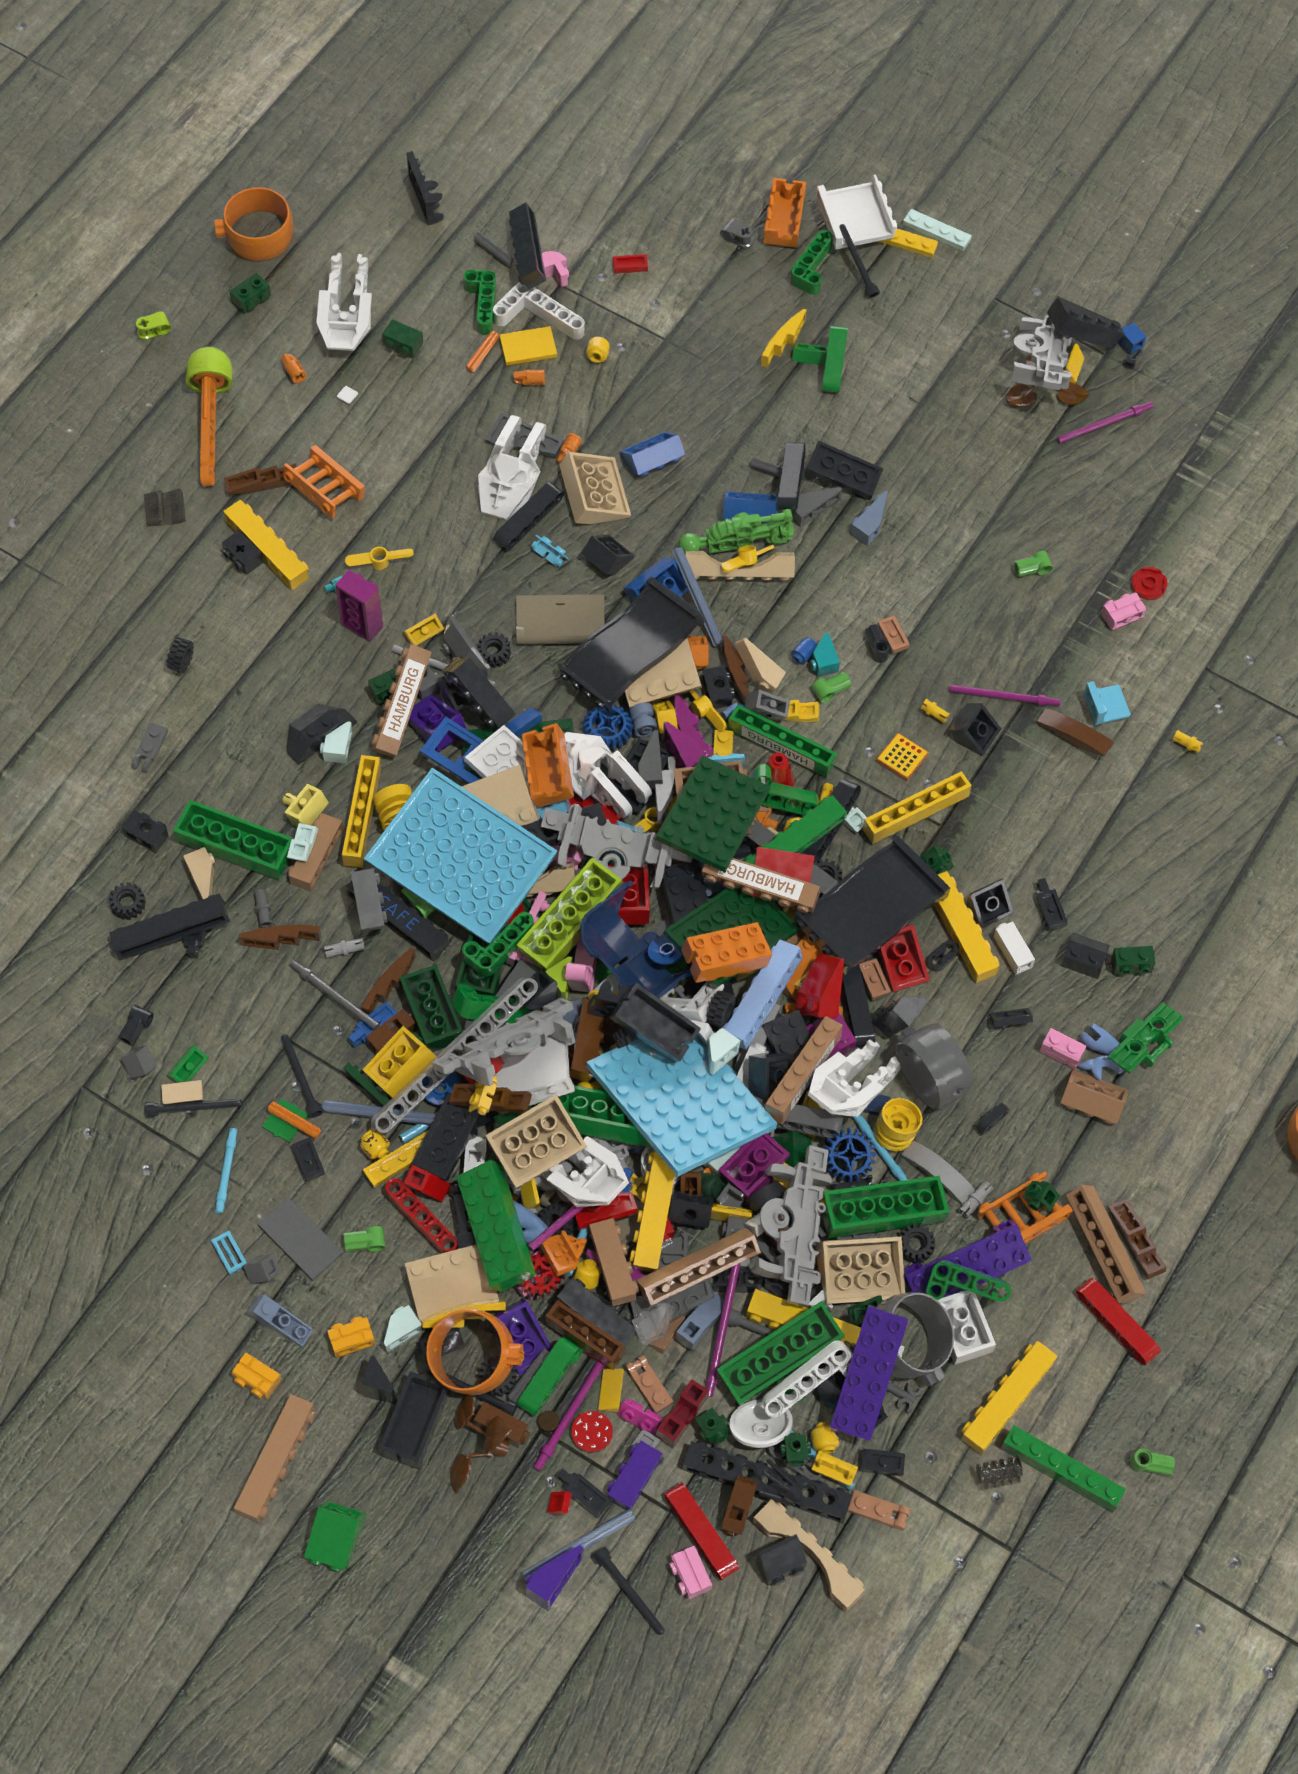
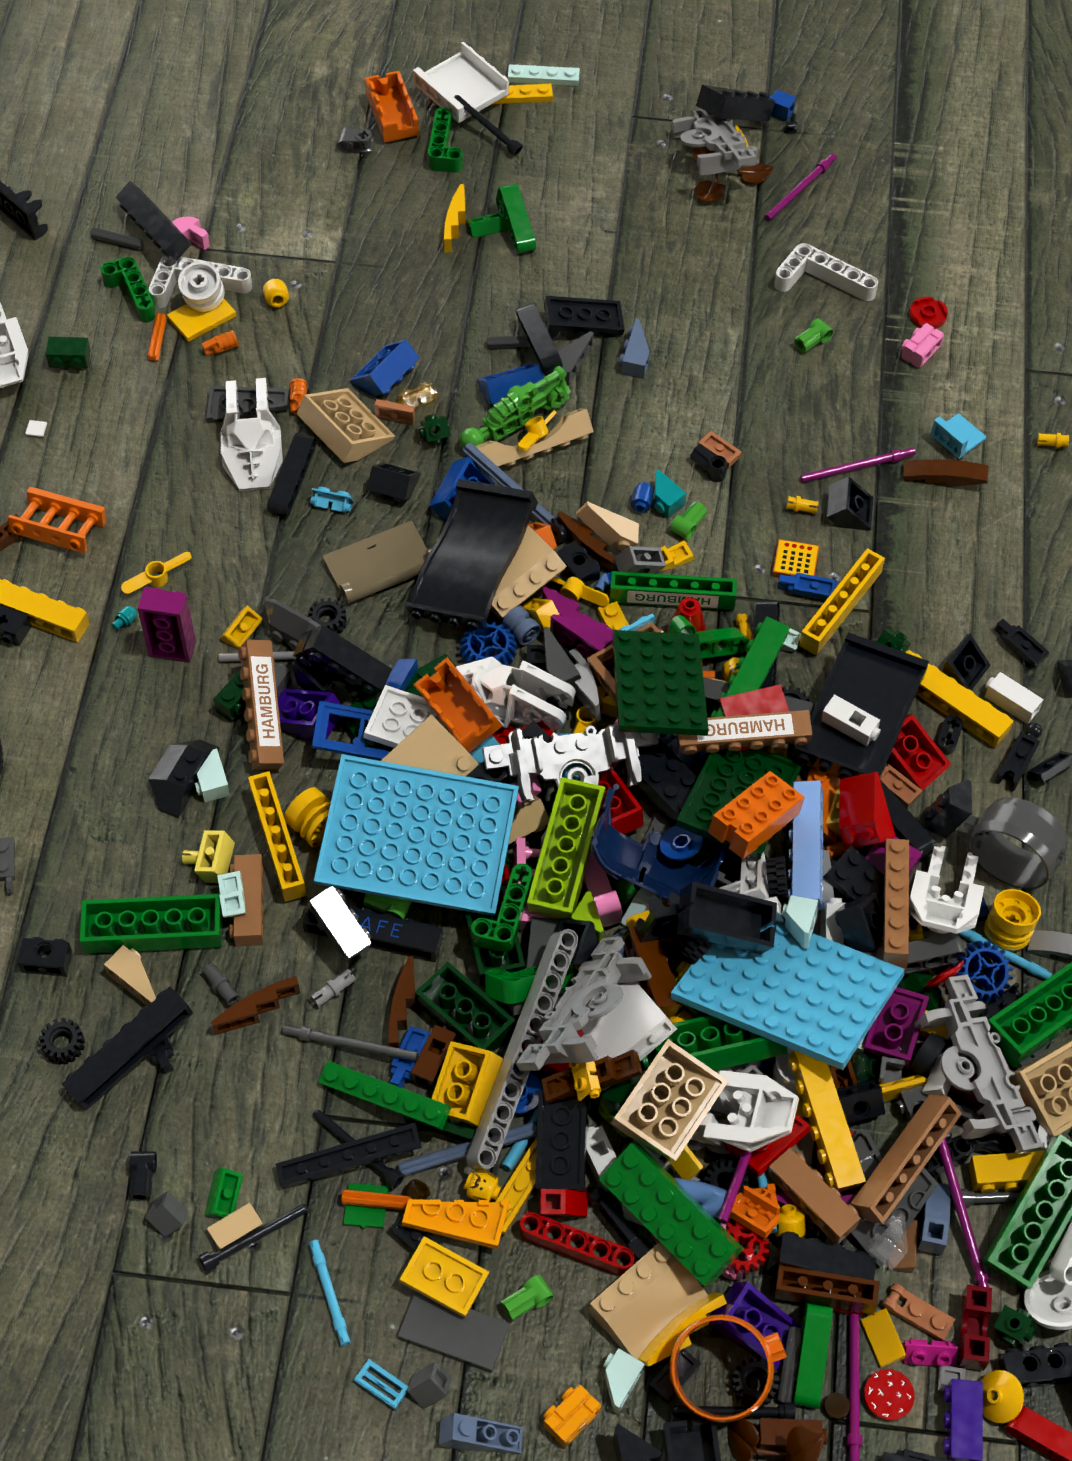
camera: 25 degrees left, 5 degrees down
(289, 1078) = (348, 1155): none -> black plate
(311, 1196) = (444, 1277): none -> yellow plate
(326, 1126) = (417, 1190): none -> dark brown tile
(337, 1044) = (385, 1095): none -> green plate
(348, 1164) = (465, 1221): none -> light orange wing
(535, 322) = (201, 286): none -> white wheel
(630, 263) = (263, 205): red tile -> none
(640, 494) = (395, 412): none -> nougat plate
(663, 528) = (440, 425): none -> dark green brick
(672, 1470) = (1009, 1399): none -> yellow dish
(673, 487) = (423, 391): none -> clear yellow hinge
(717, 652) = (559, 531): none -> black piece
(817, 1143) = (939, 979): none -> red dish
(855, 909) = (851, 720): none -> white brick
(898, 781) = (807, 585): none -> blue hinge
(990, 997) = (1020, 755): none -> black plate
(1043, 501) = (827, 268): none -> white beam

